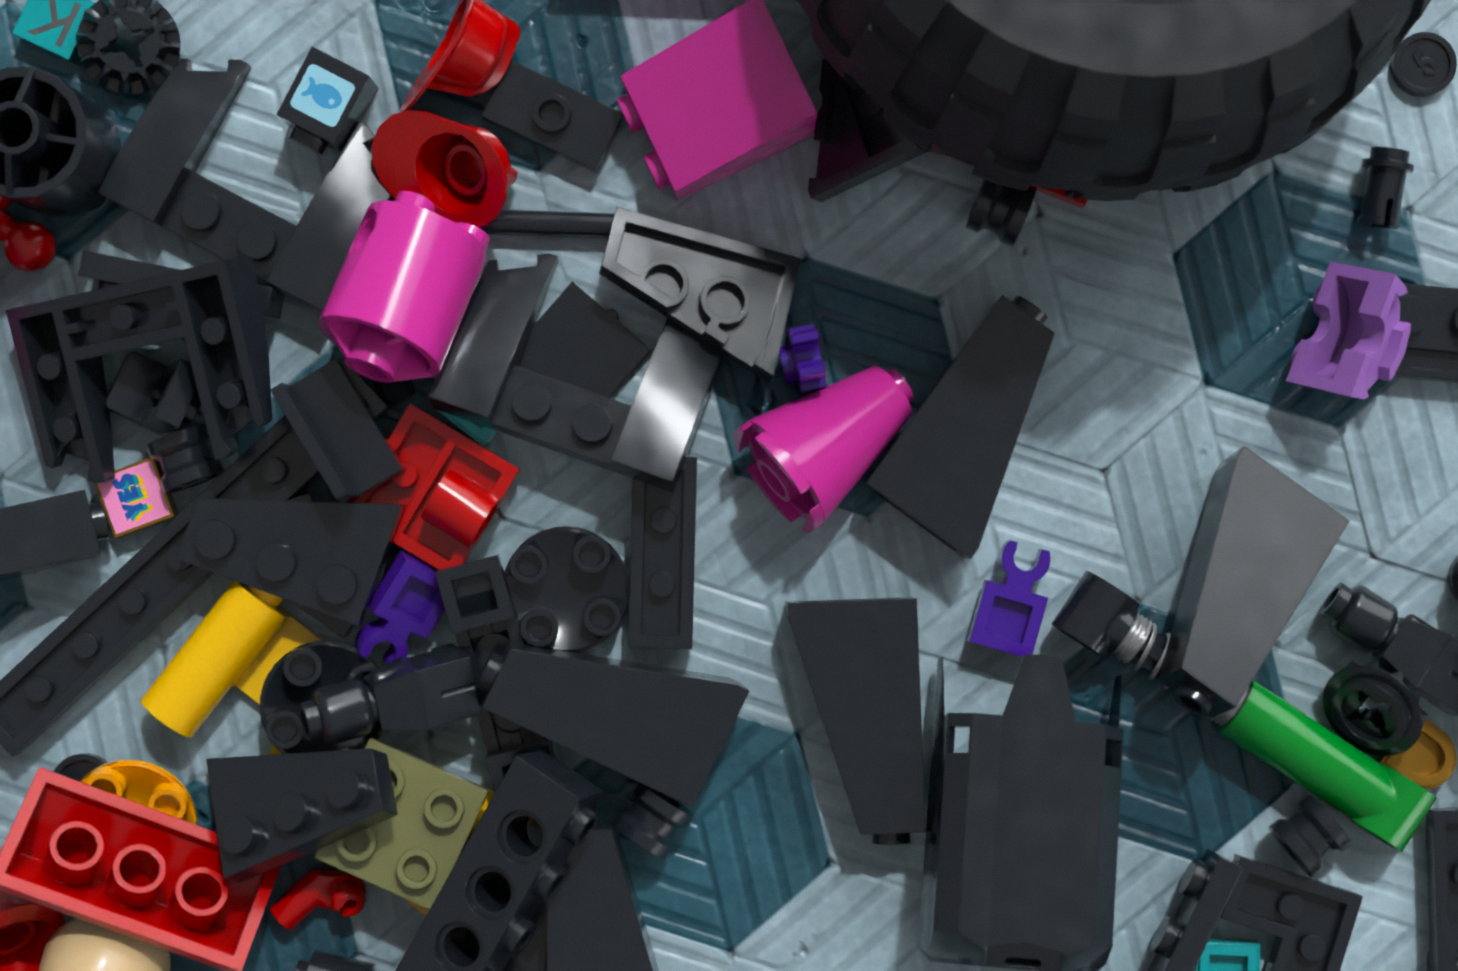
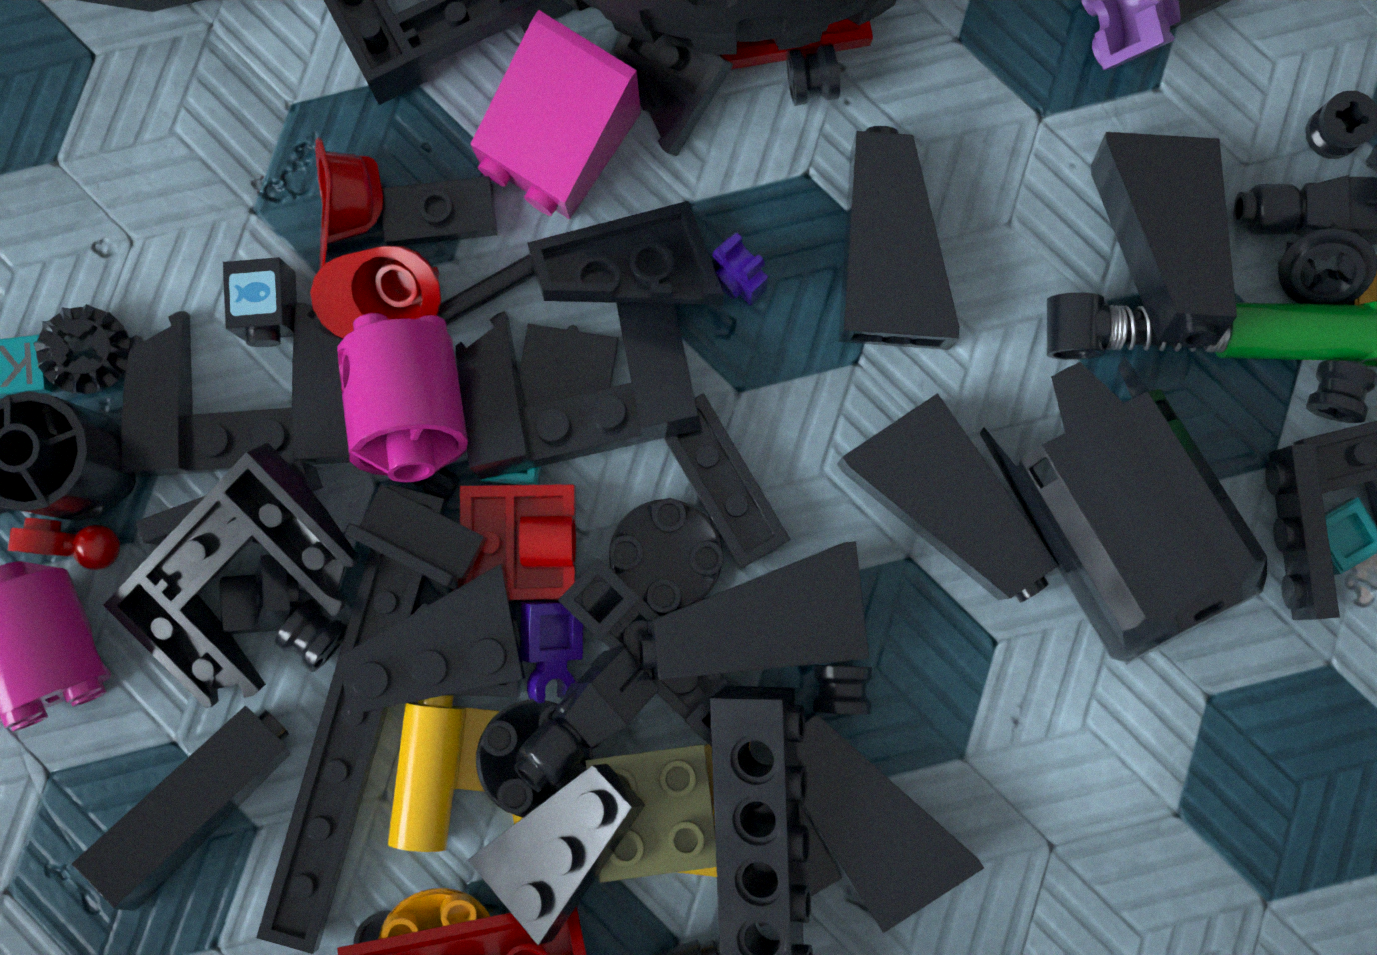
camera: 30 degrees left, 5 degrees down
(136, 498) = (292, 690): tile -> none
(321, 890) = (619, 907): red arm -> none
(824, 442) = (791, 324): dark pink cone -> none
(1008, 612) = (1010, 365): dark purple plate -> none

